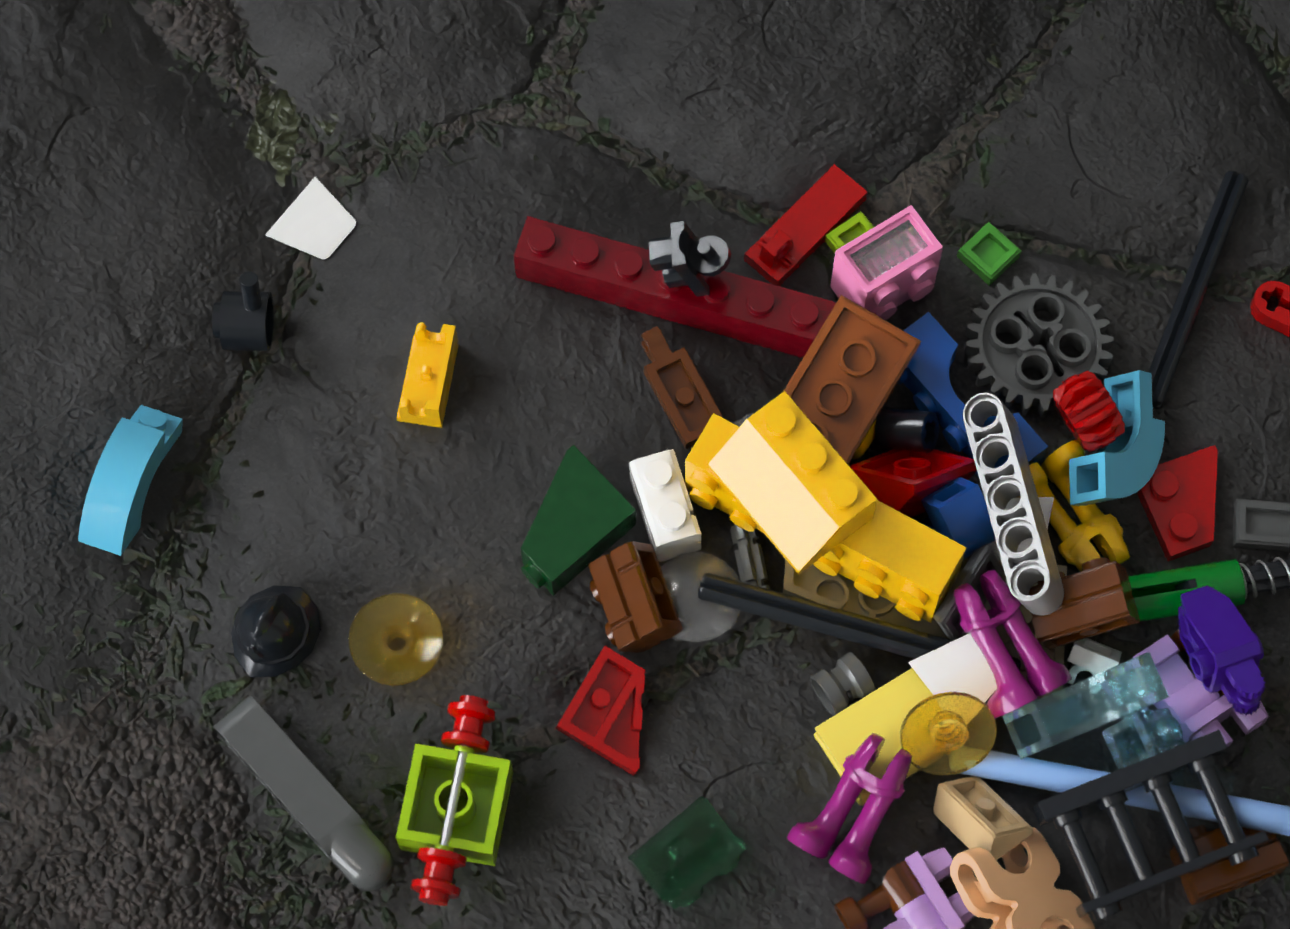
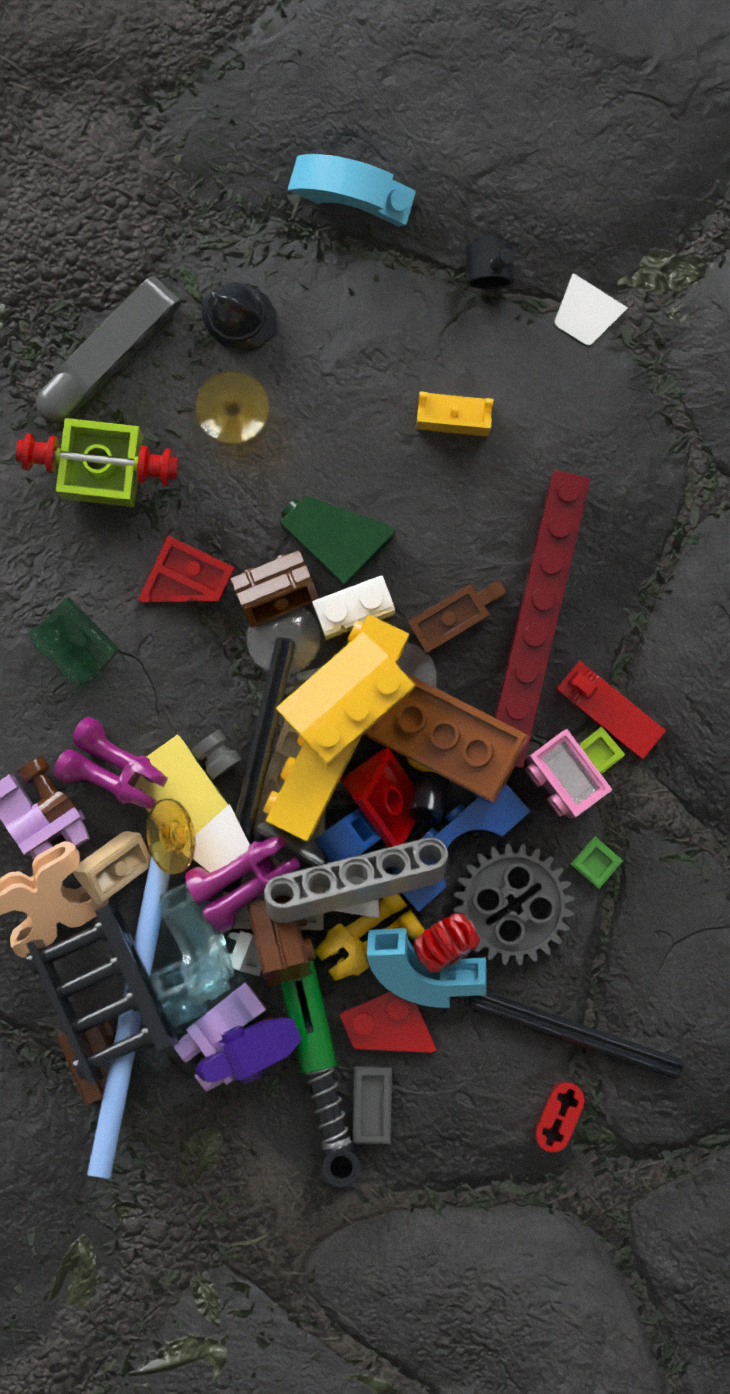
camera: 85 degrees right, 15 degrees up
(687, 259) = (546, 607): black hips -> none

